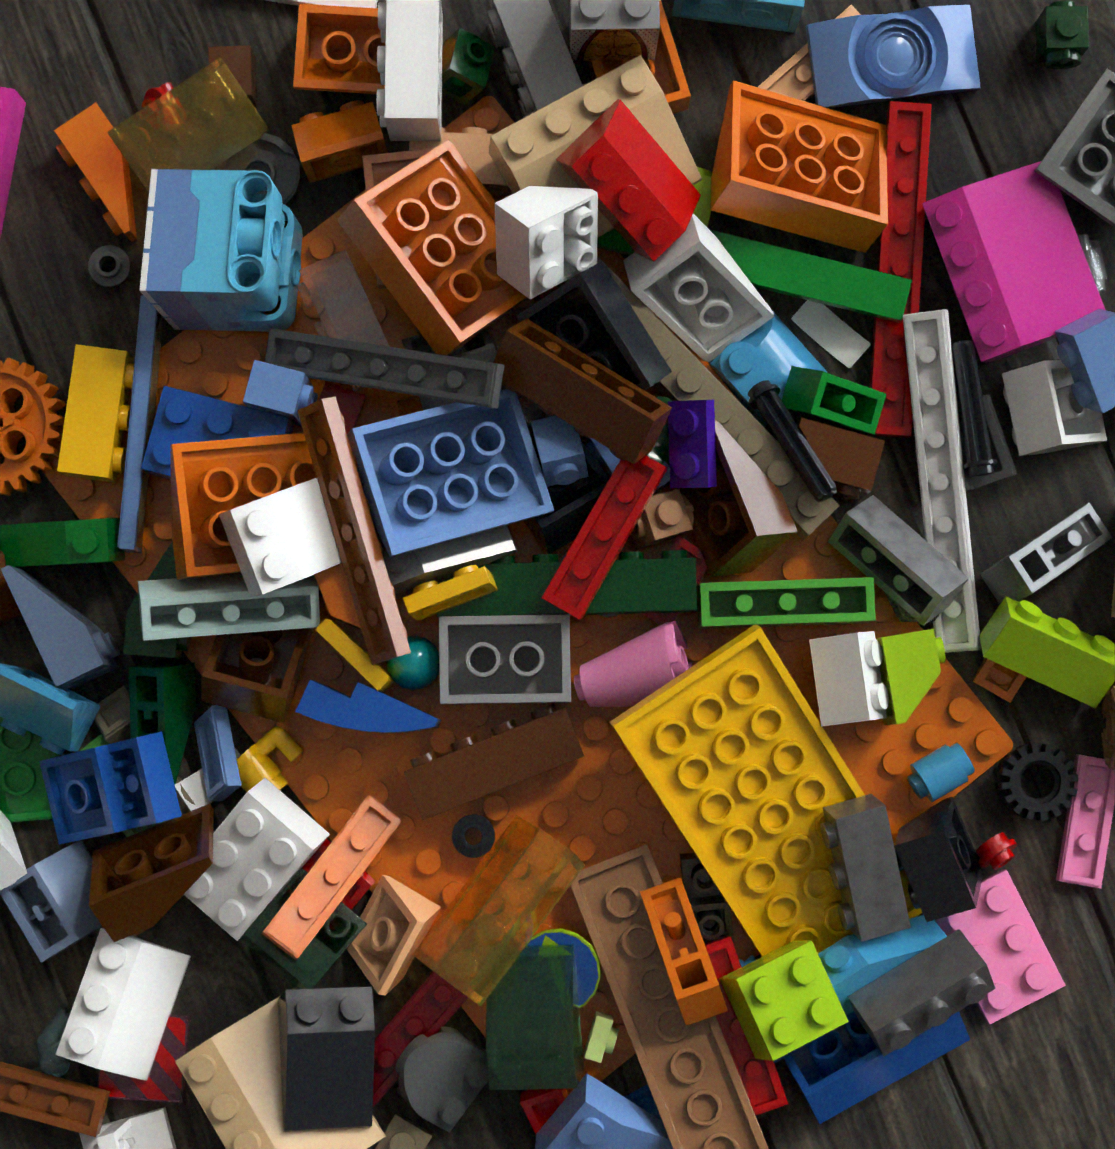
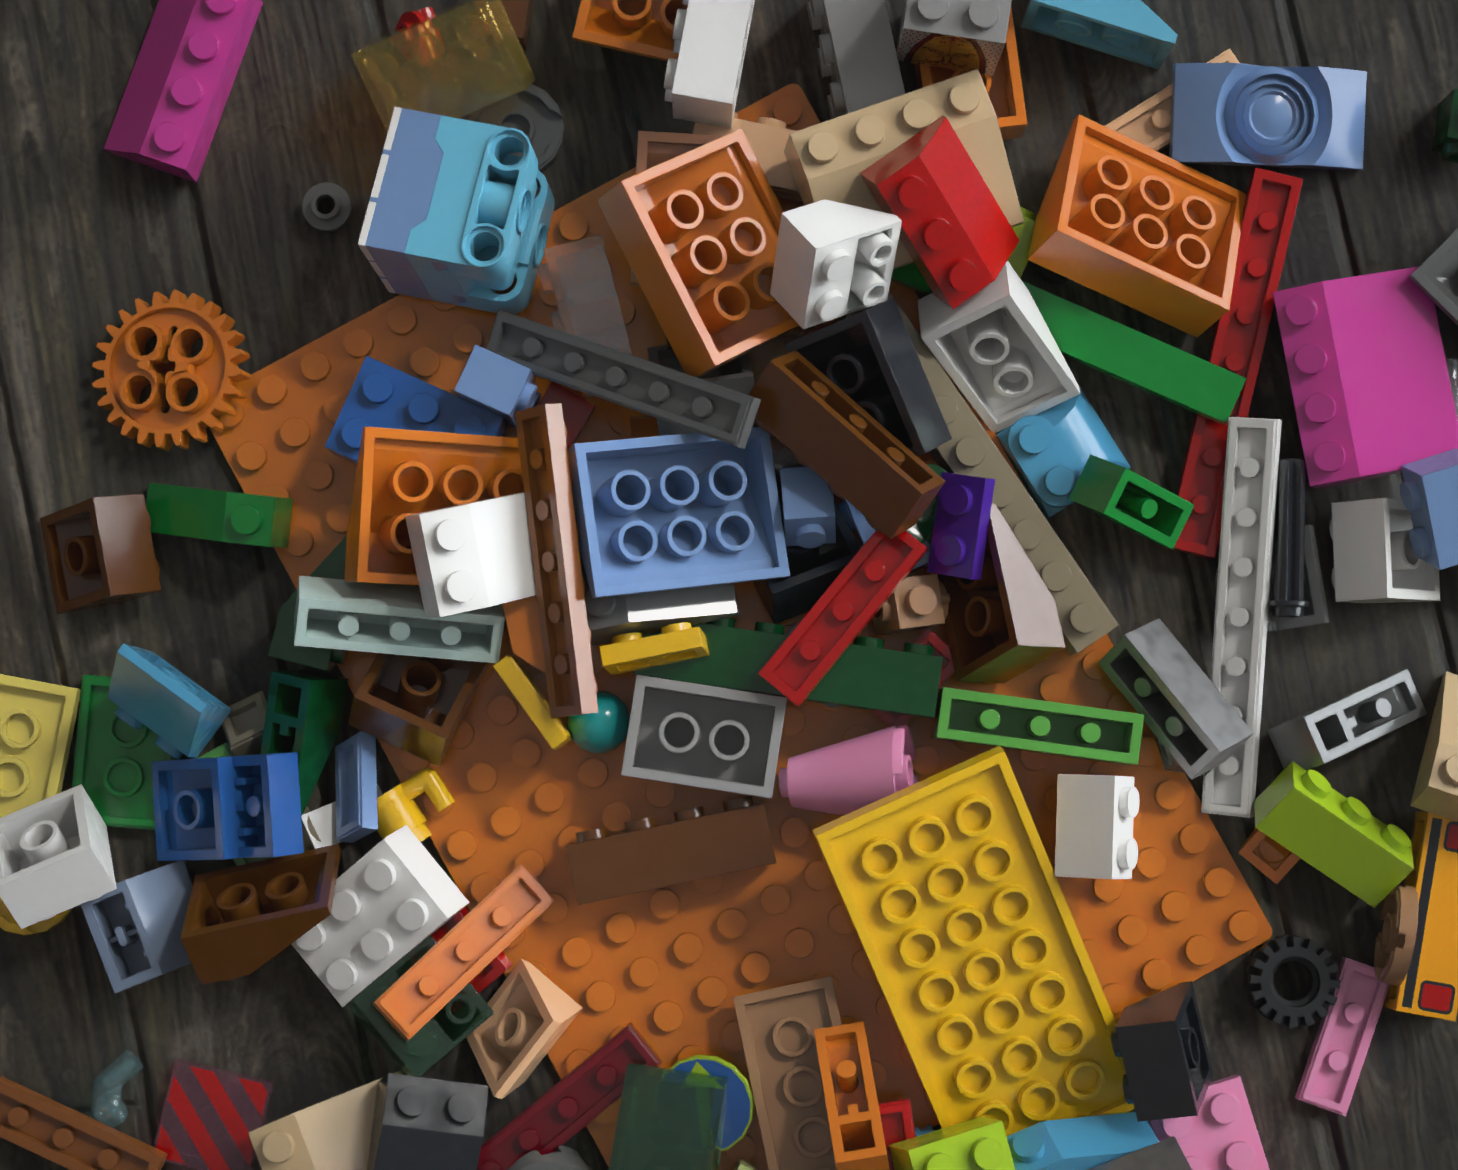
camera: 10 degrees right, 0 degrees up
(66, 639) = (205, 627): sand blue slope -> none
(96, 414) = (285, 374): yellow brick -> none
(102, 163) = (342, 98): orange slope -> none
(123, 1005) = (200, 1058): white slope -> none
(140, 427) = (331, 398): medium blue tile -> none
(338, 140) = (613, 106): orange slope -> none
(363, 711) = (532, 768): blue slope -> none
(465, 65) = (773, 45): dark green brick -> none
(486, 829) = (637, 916): black plate -> none
(499, 909) = (648, 1022): clear yellow slope -> none
(707, 903) = (888, 1054): pearl dark grey slope -> none
(766, 399) = (1054, 487): black axle -> none
(831, 332) = (1142, 422): white sticker -> none
(846, 456) = (1126, 570): reddish brown slope -> none
(865, 867) = (1077, 1047): flat silver brick -> none
(909, 670) = (1167, 829): lime slope -> none
(940, 772) = (1182, 951): dark azure brick -> none
(996, 851) = (1232, 1053): red plate -> none

